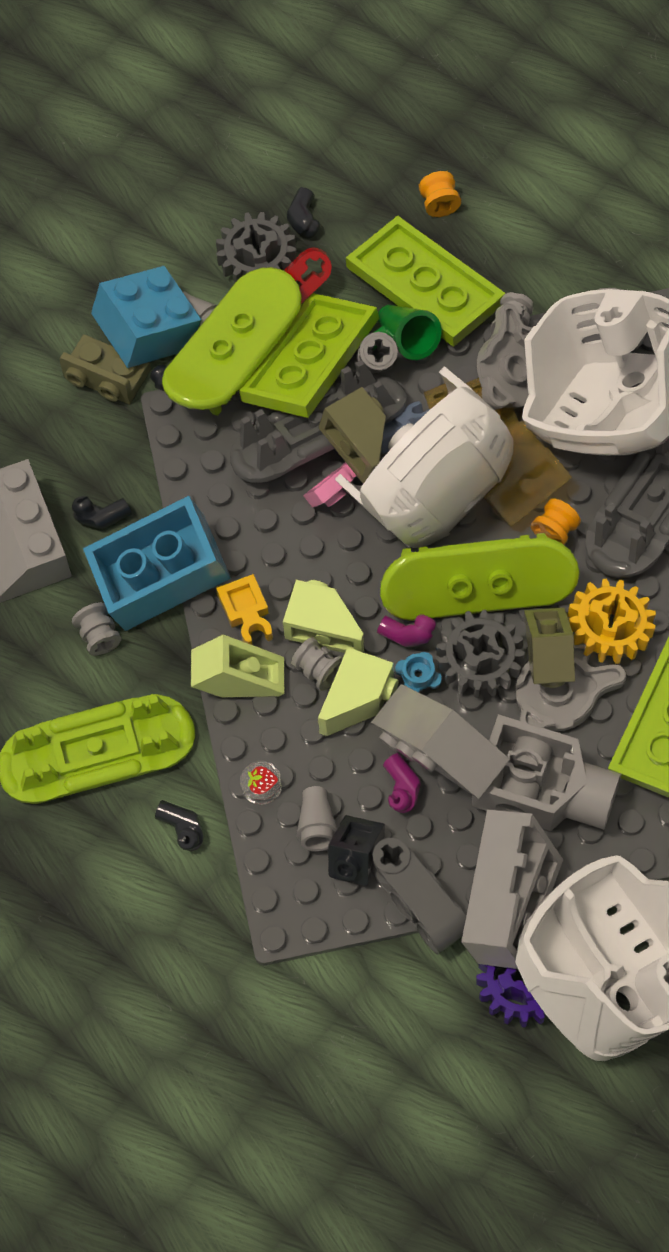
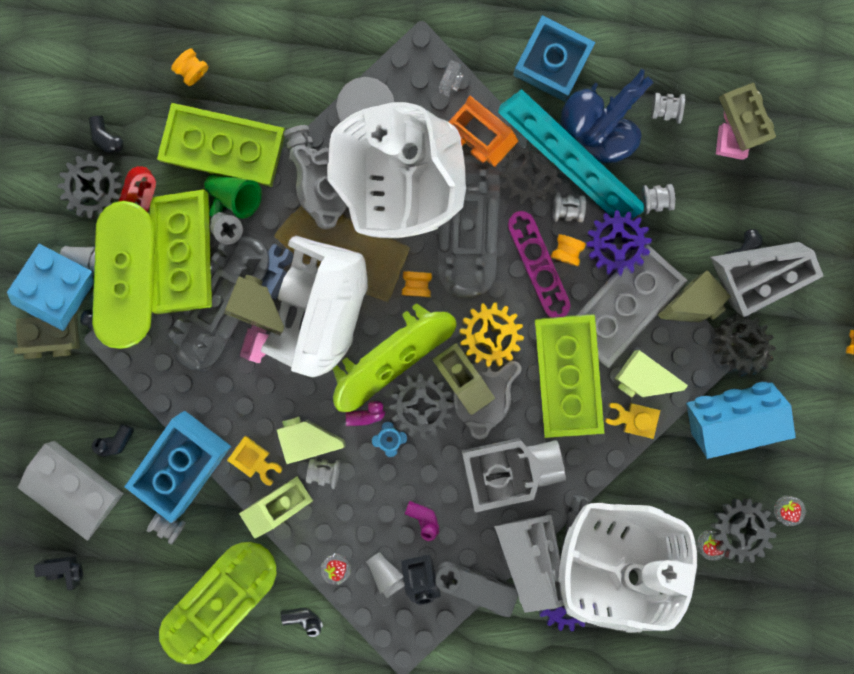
camera: 30 degrees left, 25 degrees up
(357, 691) = (359, 476): yellowish green slope -> none
(439, 740) = (433, 496): light grey wedge -> none

